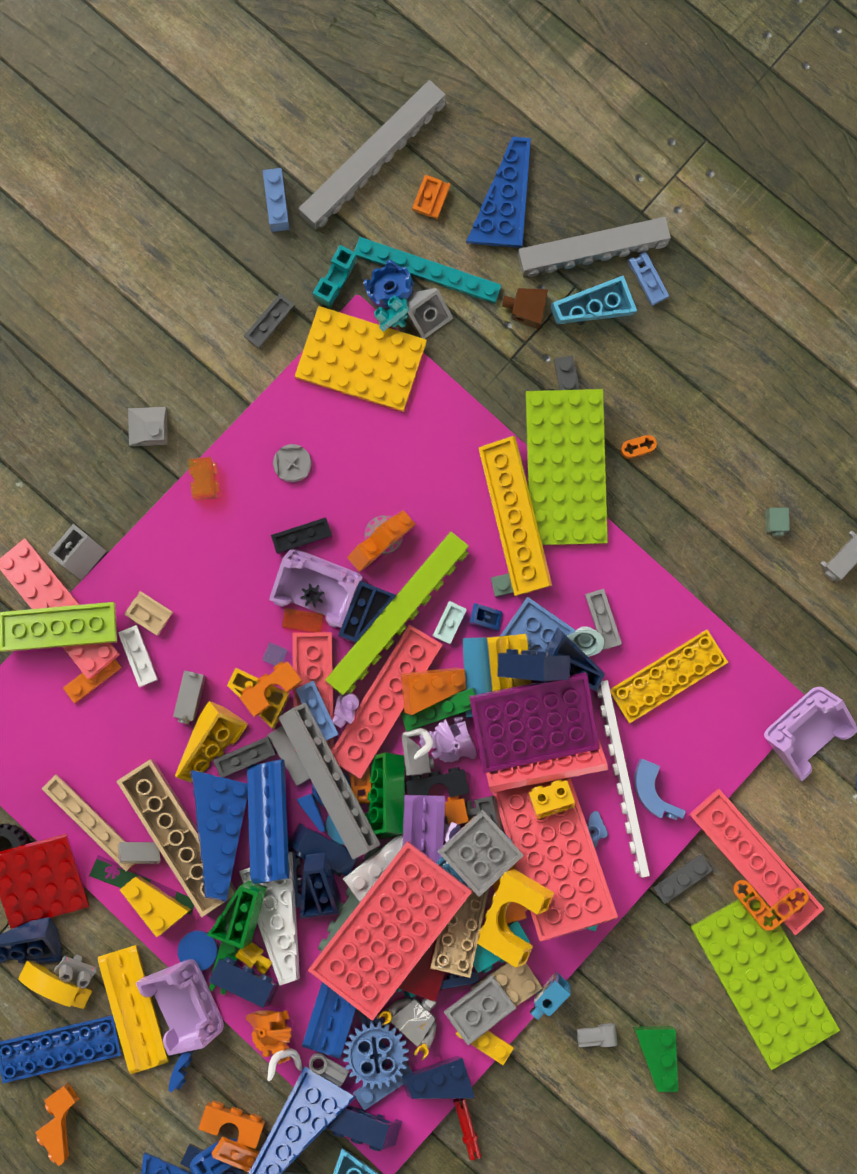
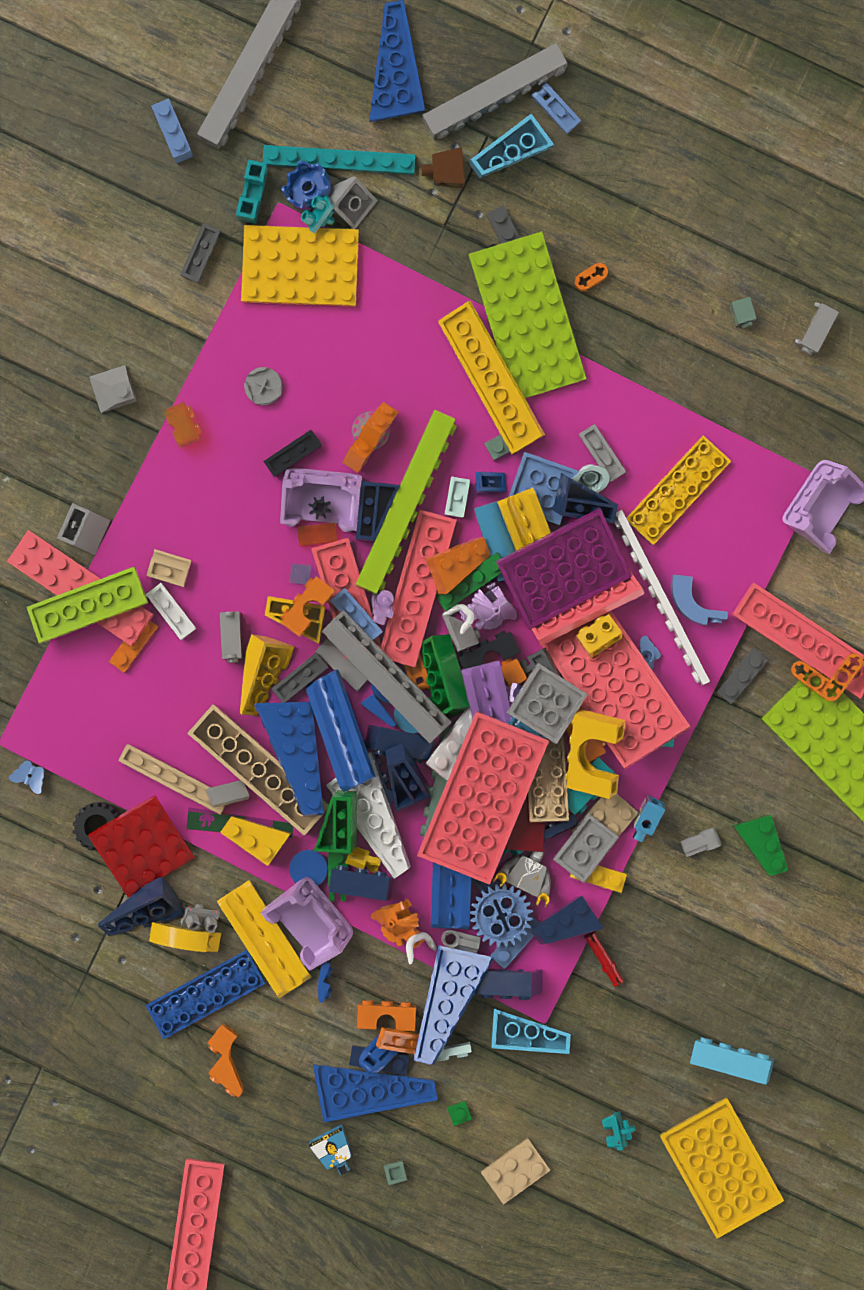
camera: 15 degrees left, 5 degrees up
(431, 197) = (322, 85): orange plate -> none
(533, 666) = (548, 516): dark blue wedge -> none

